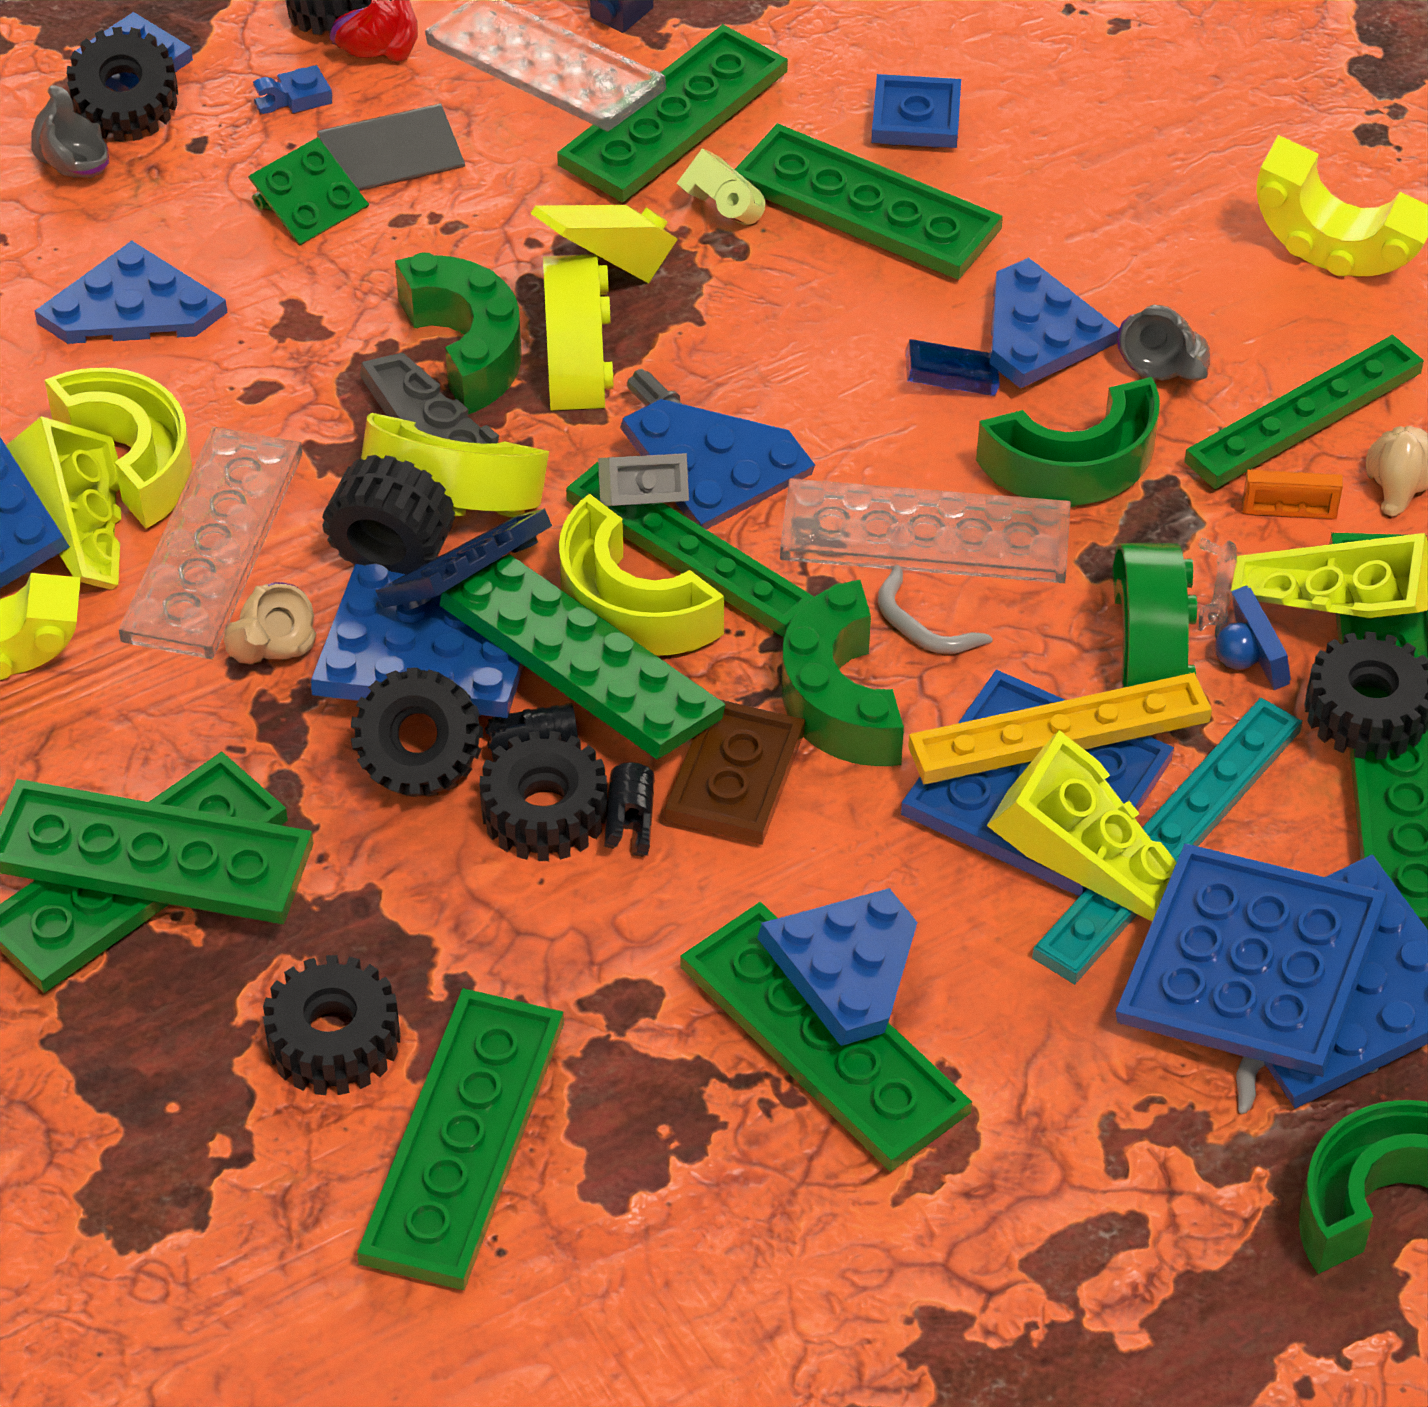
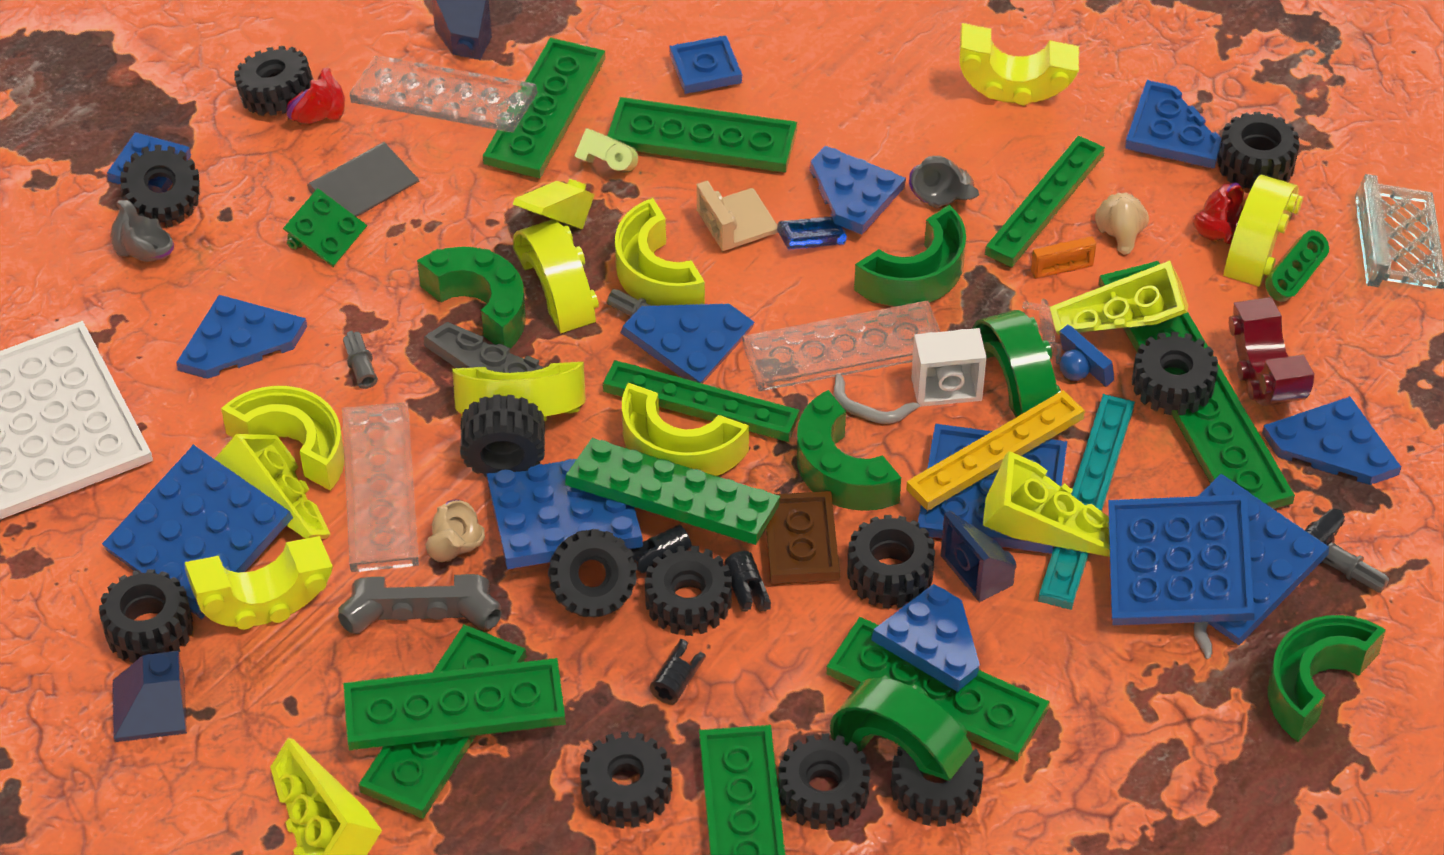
camera: 20 degrees left, 0 degrees up
(124, 687) = (466, 599): none -> dark grey plate
(268, 372) = (360, 360): none -> dark grey axle
(297, 89) = (277, 157): blue plate -> none
(463, 561) = (568, 452): dark blue wing -> none
(471, 903) = (675, 674): none -> black hinge
(594, 1080) = (824, 759): none -> black tyre
(643, 479) = (658, 363): light grey plate -> none
(692, 323) = (643, 272): none -> neon yellow brick
(738, 1063) = (906, 718): none -> green brick
(760, 1191) = (932, 799): none -> black tyre
(839, 807) = (894, 540): none -> black tyre
(856, 320) = (734, 218): none -> tan bracket
(964, 870) = (976, 558): none -> dark blue slope
(1046, 596) = (948, 367): none -> white brick

